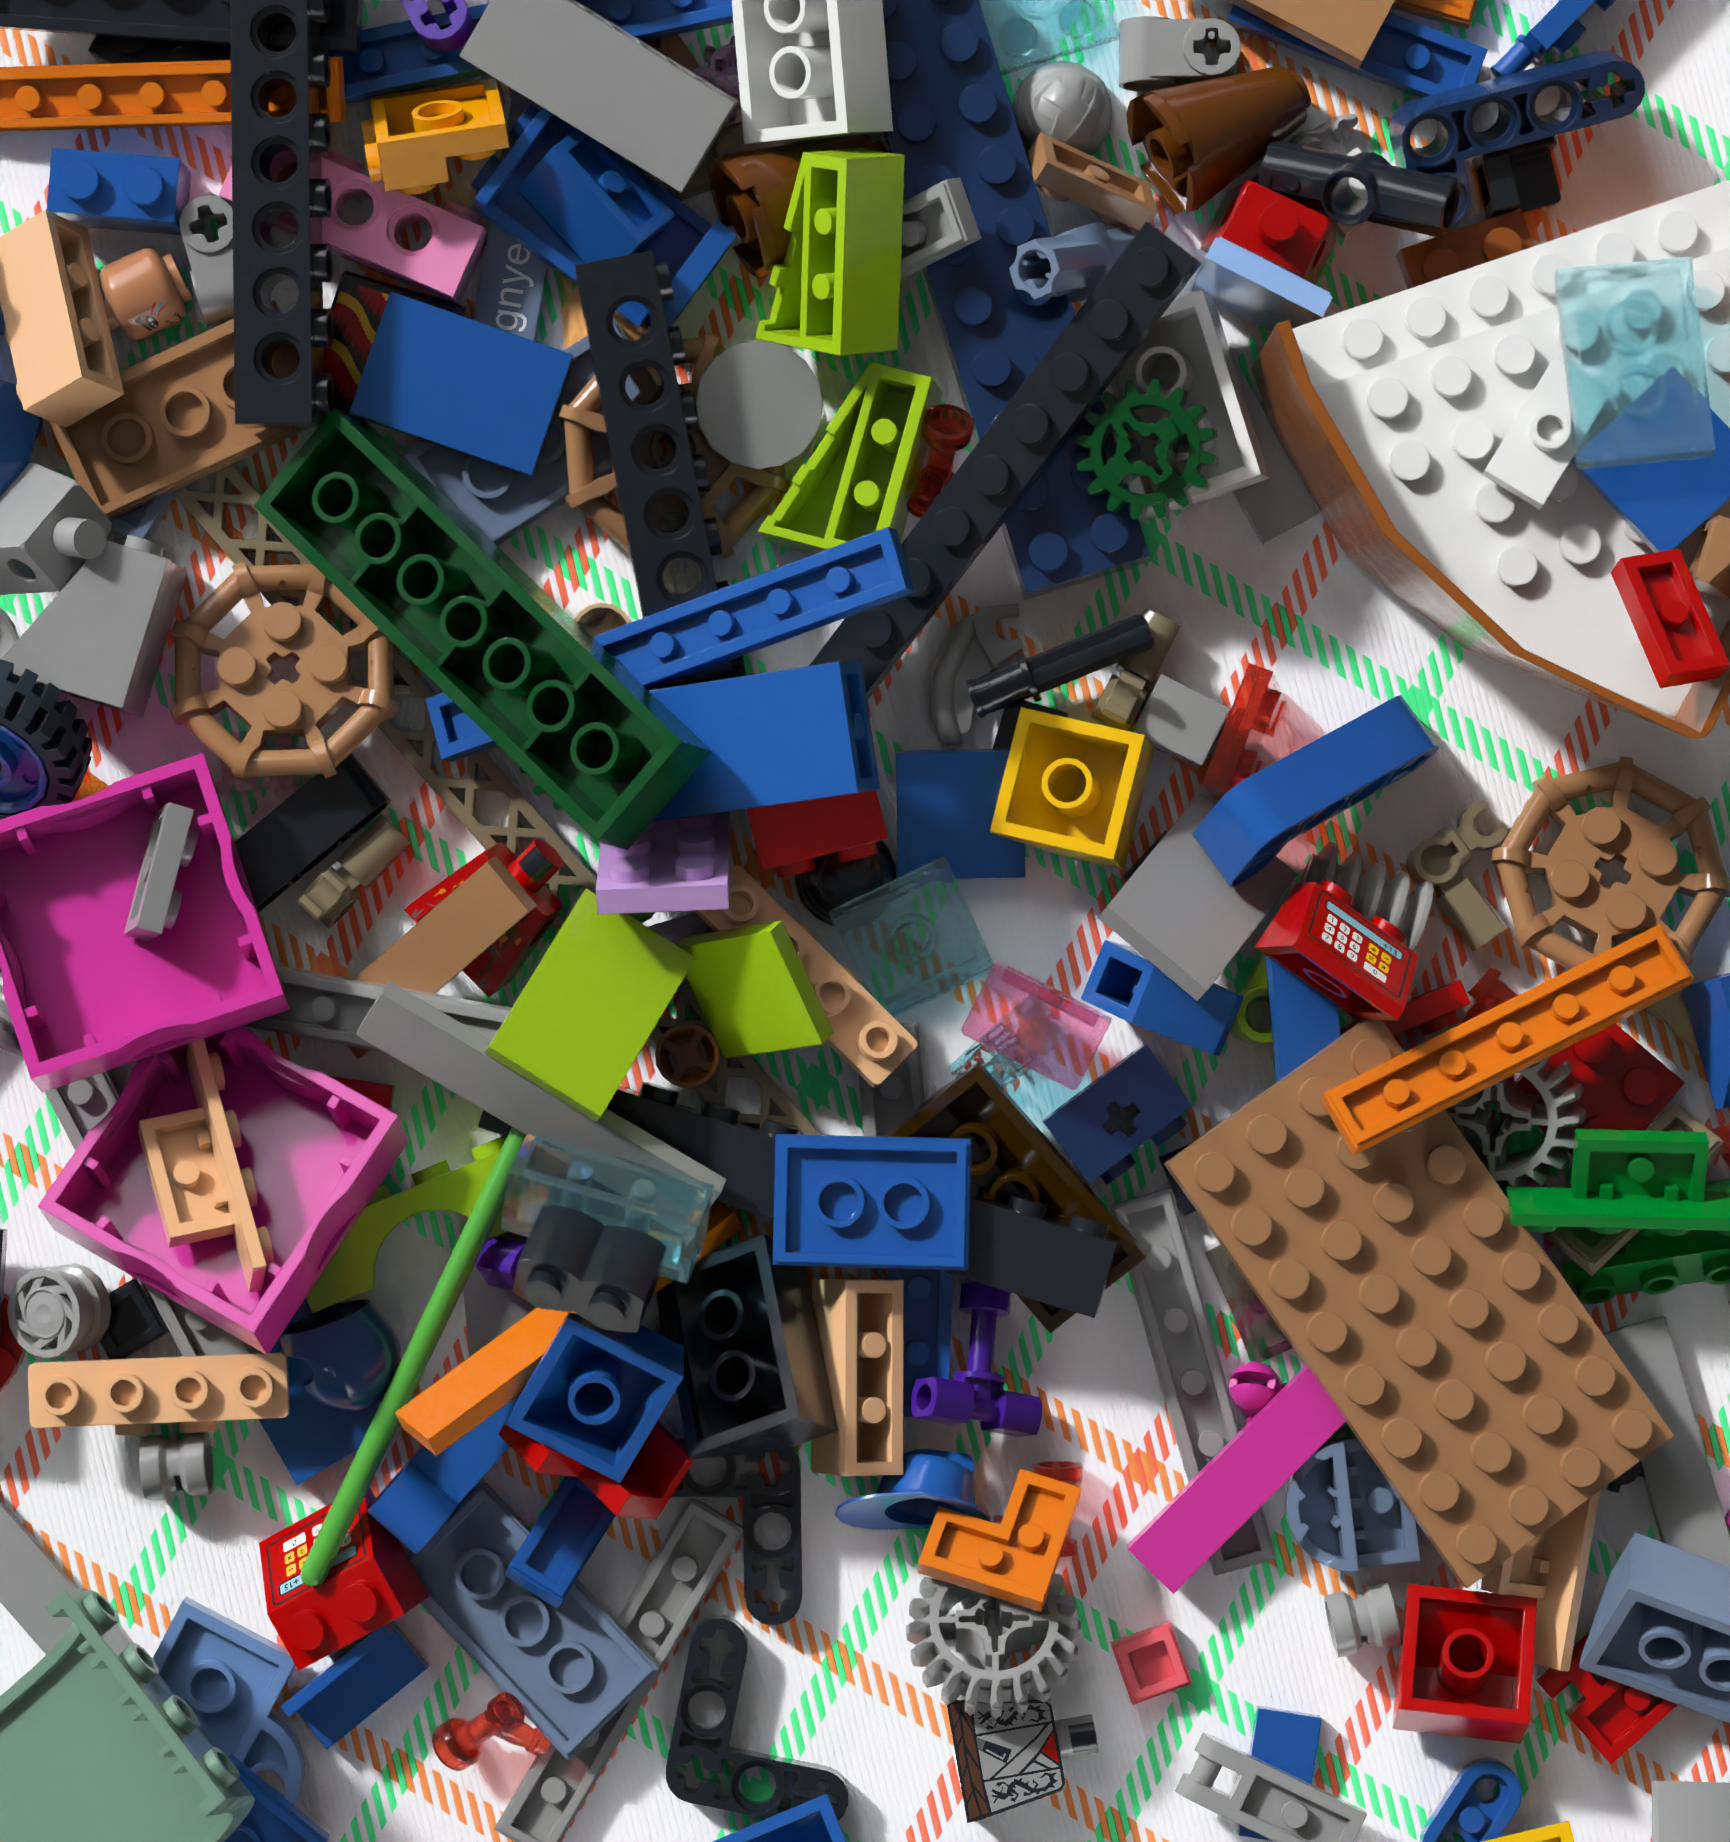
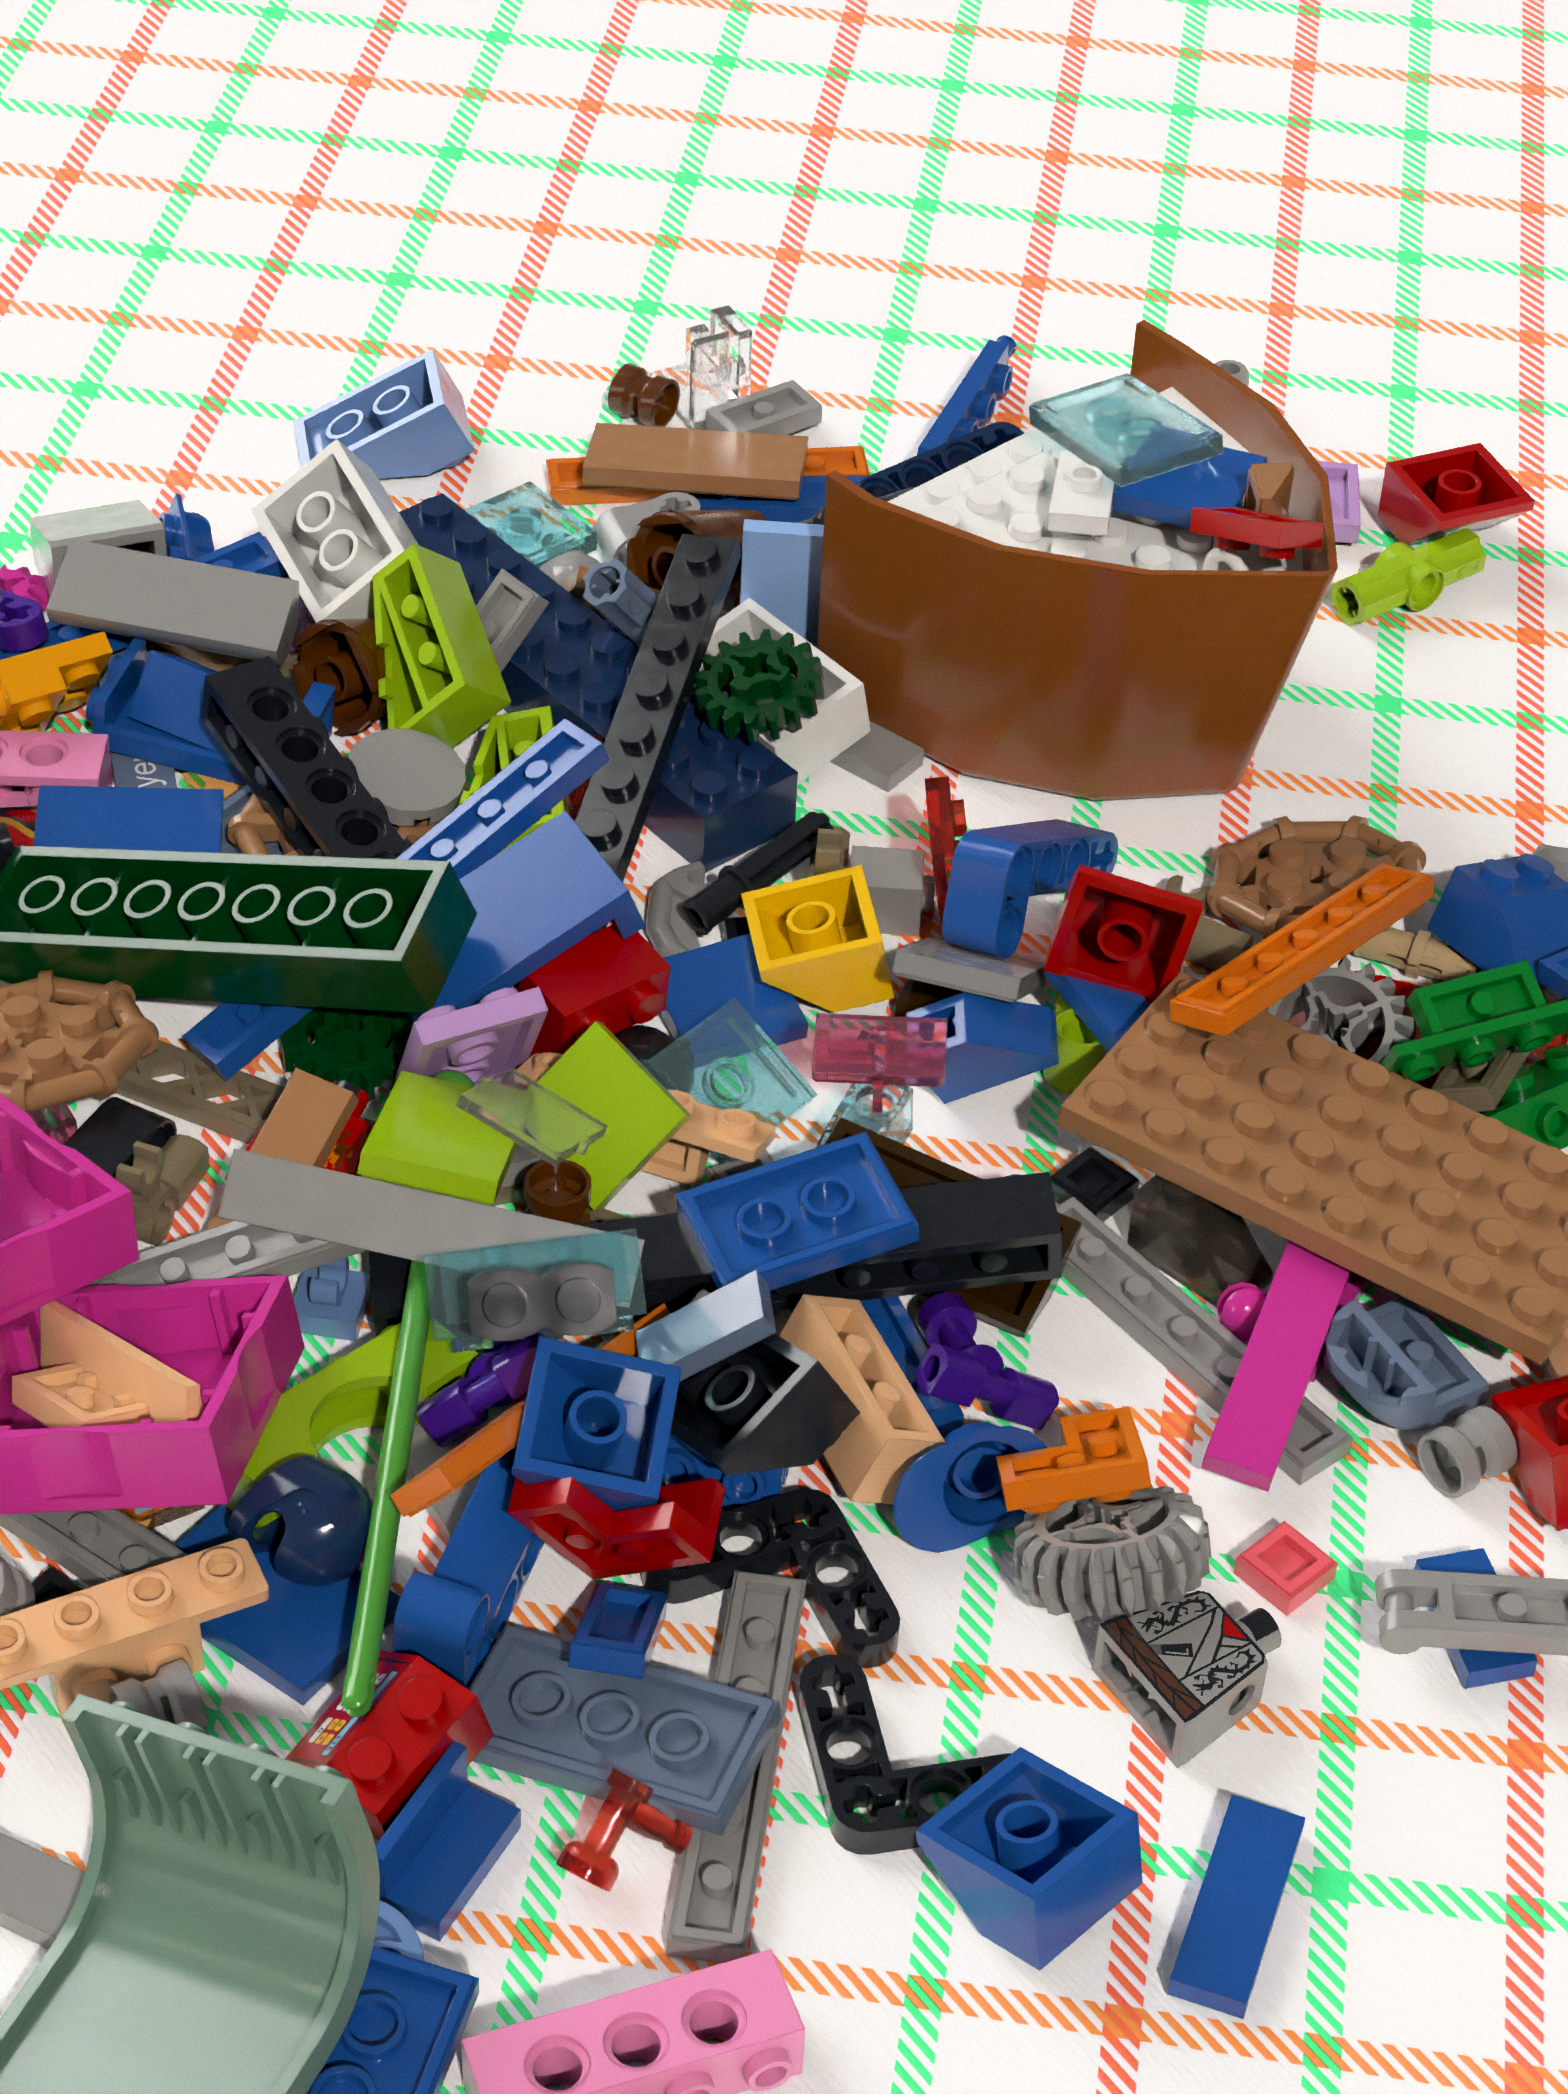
camera: 25 degrees left, 45 degrees down
(680, 999) = (532, 1116): none -> clear piece
(738, 1306) = (711, 1327): none -> sand blue tile
(1135, 1081) = (999, 1133): dark blue brick -> none

